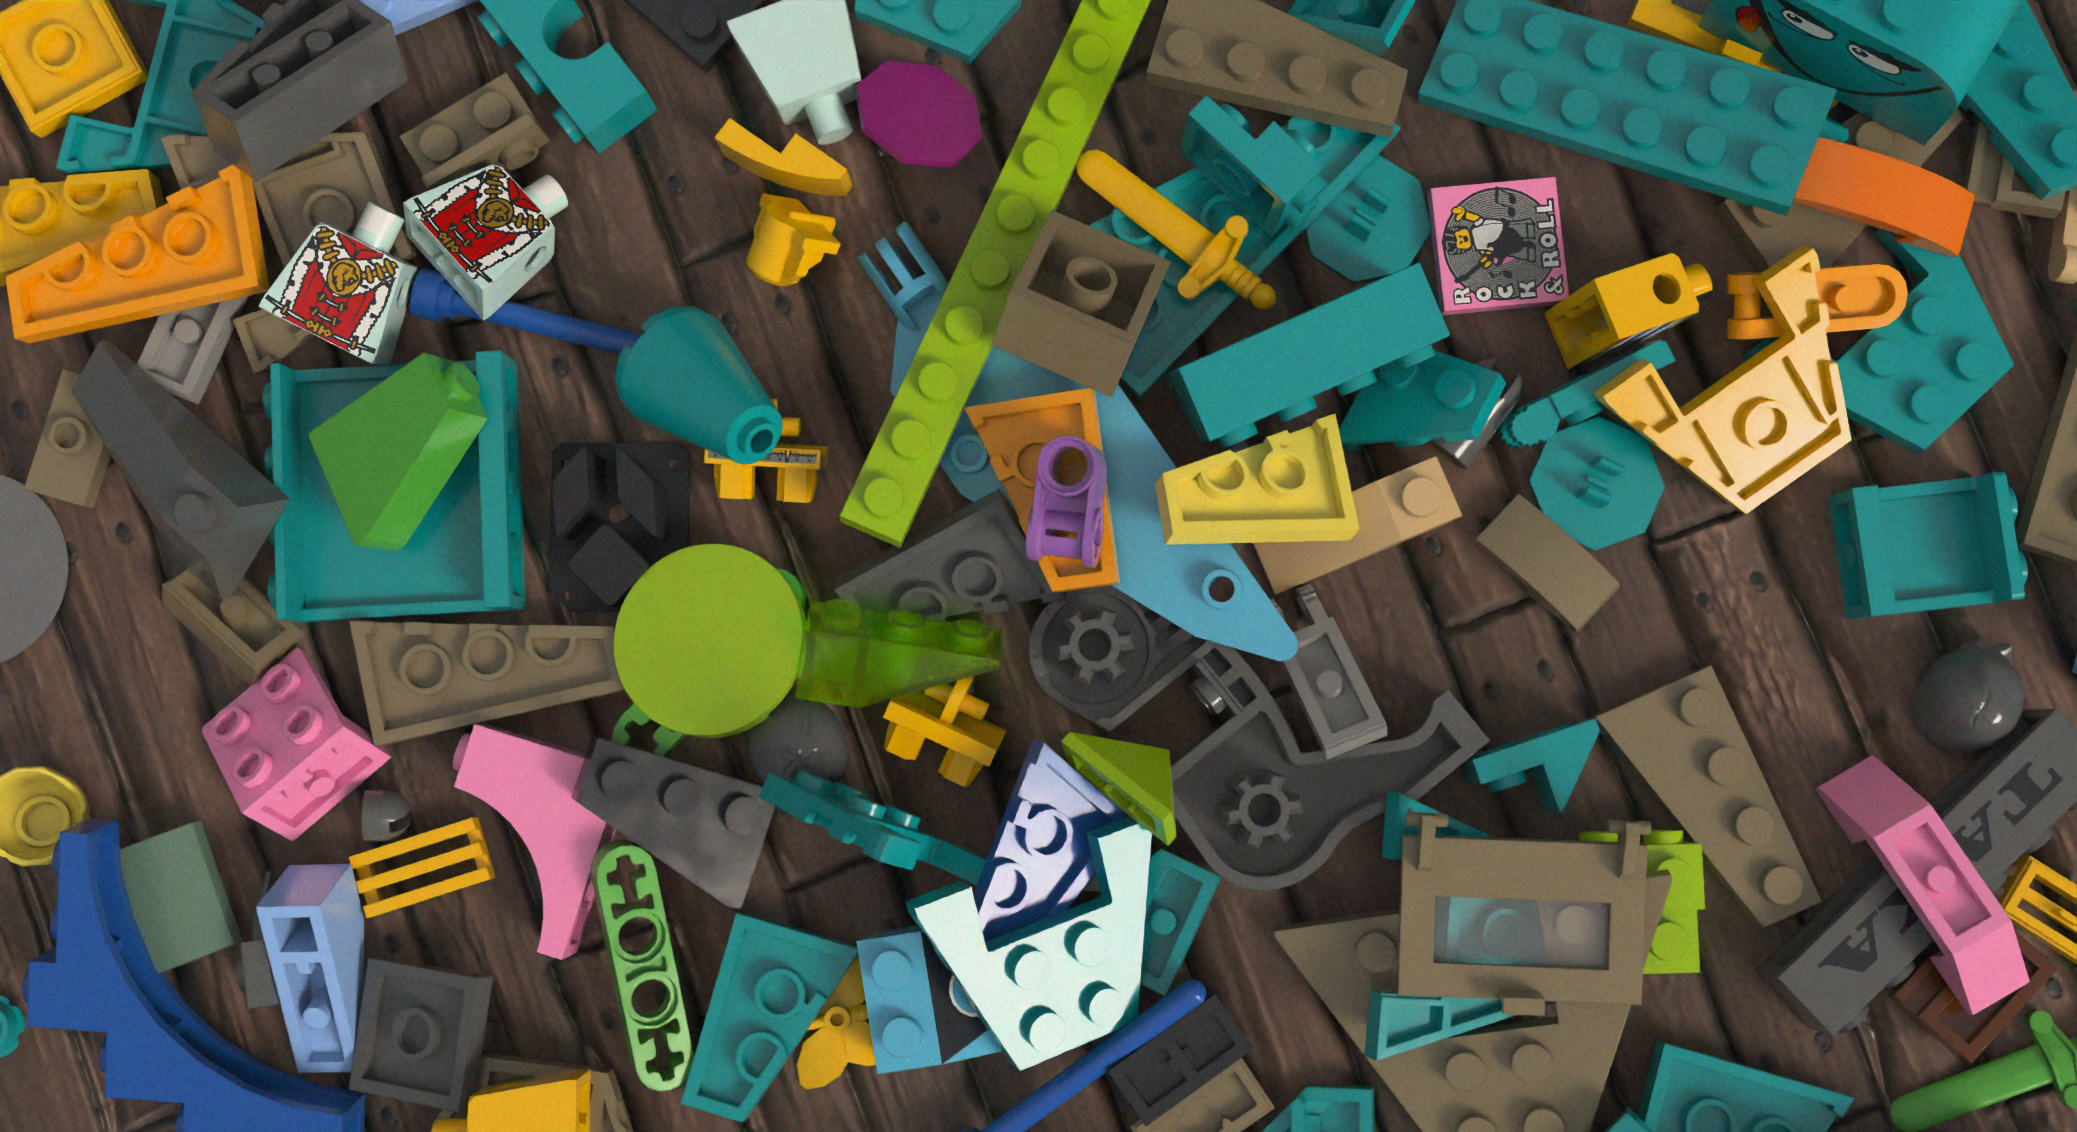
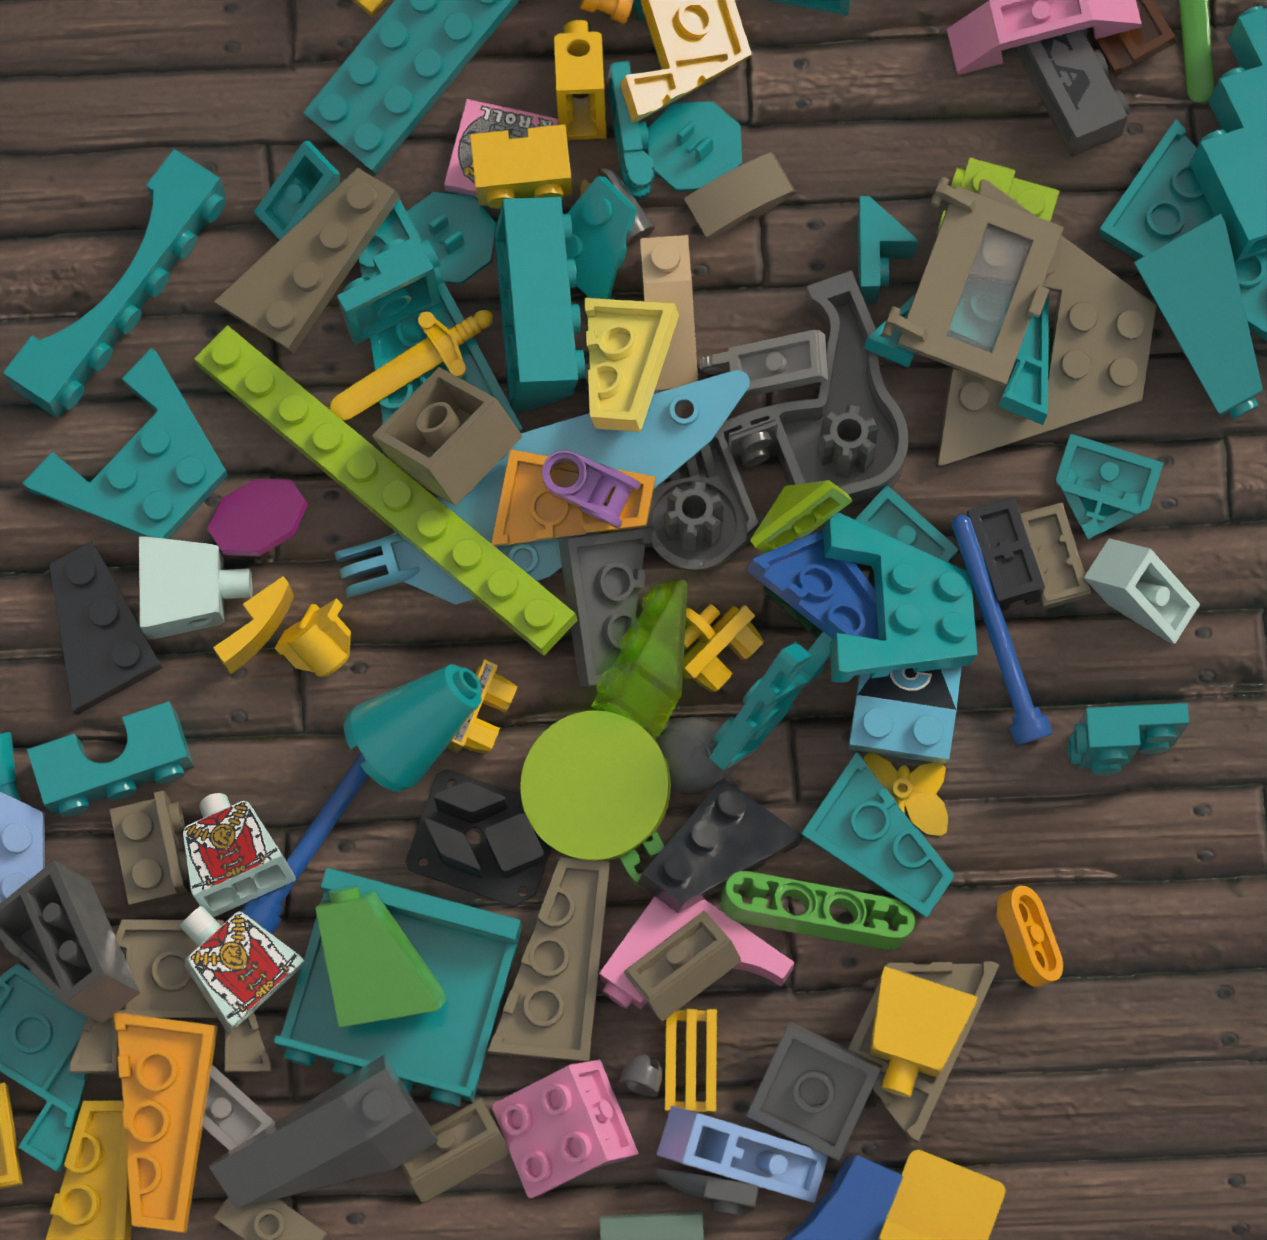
camera: 70 degrees left, 10 degrees down
(510, 823) = (683, 965): none -> dark tan slope
(1481, 274) = (521, 166): none -> yellow brick
(1707, 779) = (919, 143): dark tan wing -> none

